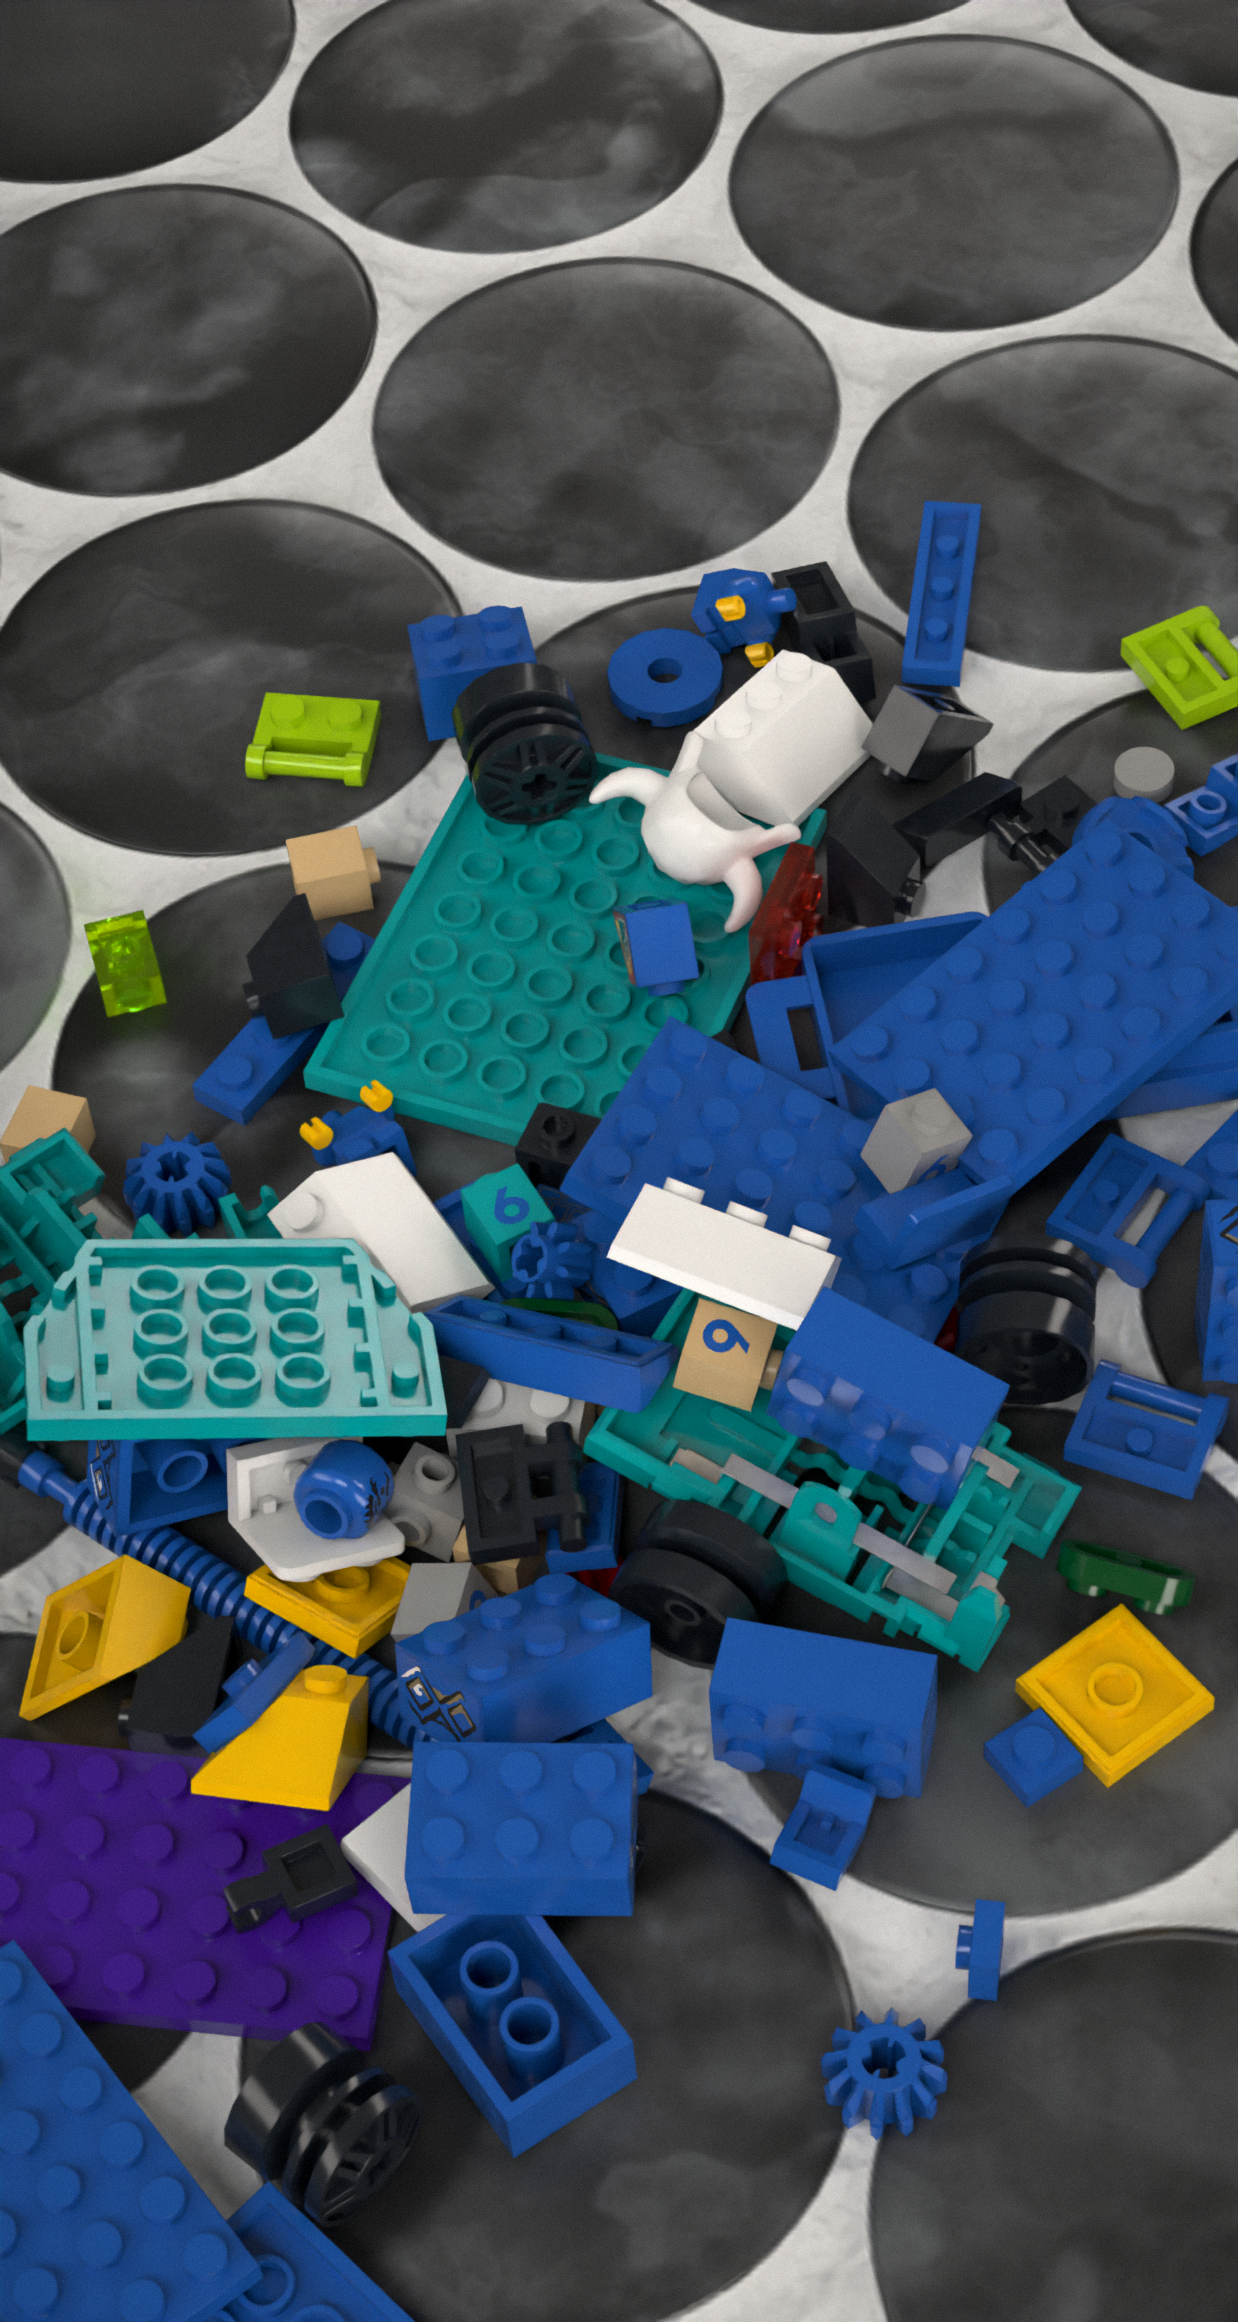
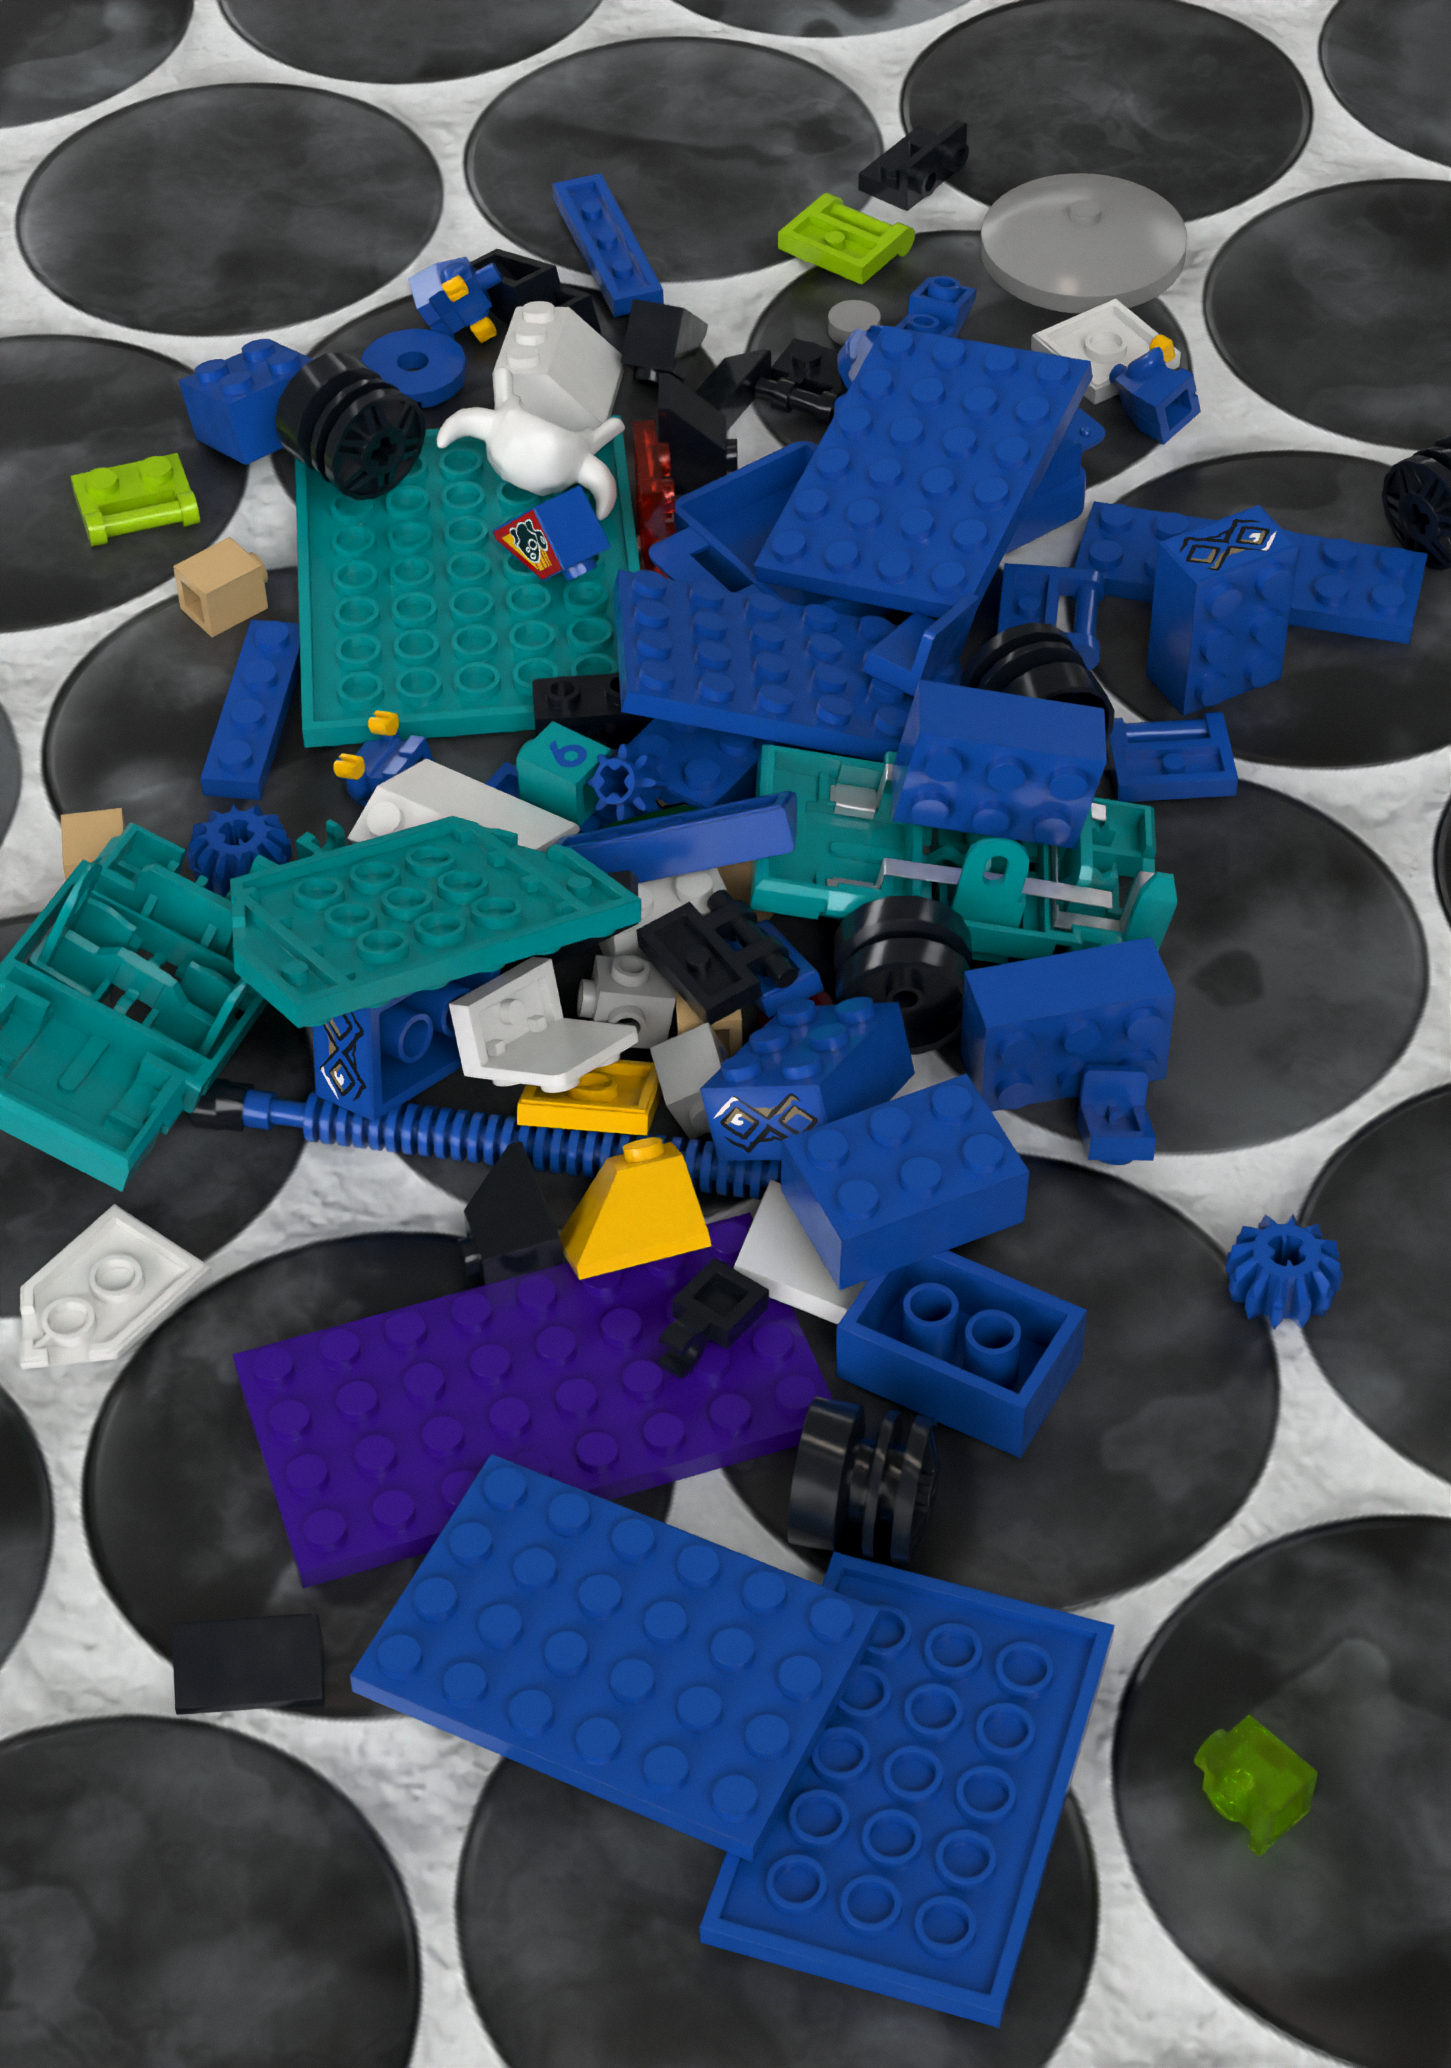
camera: 30 degrees left, 5 degrees down
(102, 1632) = (398, 1204): yellow slope -> none
(125, 963) = (78, 708): clear neon green brick -> none
(252, 1691) = (581, 1188): blue plate -> none
(292, 974) = (253, 656): black slope -> none
(343, 1490) = (565, 1003): blue head -> none
(725, 1253) = (805, 707): white slope -> none
(728, 1355) = (839, 784): tan brick -> none
(915, 1141) = (878, 596): light grey brick -> none
(981, 1949) = (1301, 1154): blue plate -> none
(1033, 1757) = (1238, 1013): blue plate -> none
(1100, 1568) = (1253, 859): dark green plate -> none
(1115, 1694) = (1269, 948): yellow tile -> none

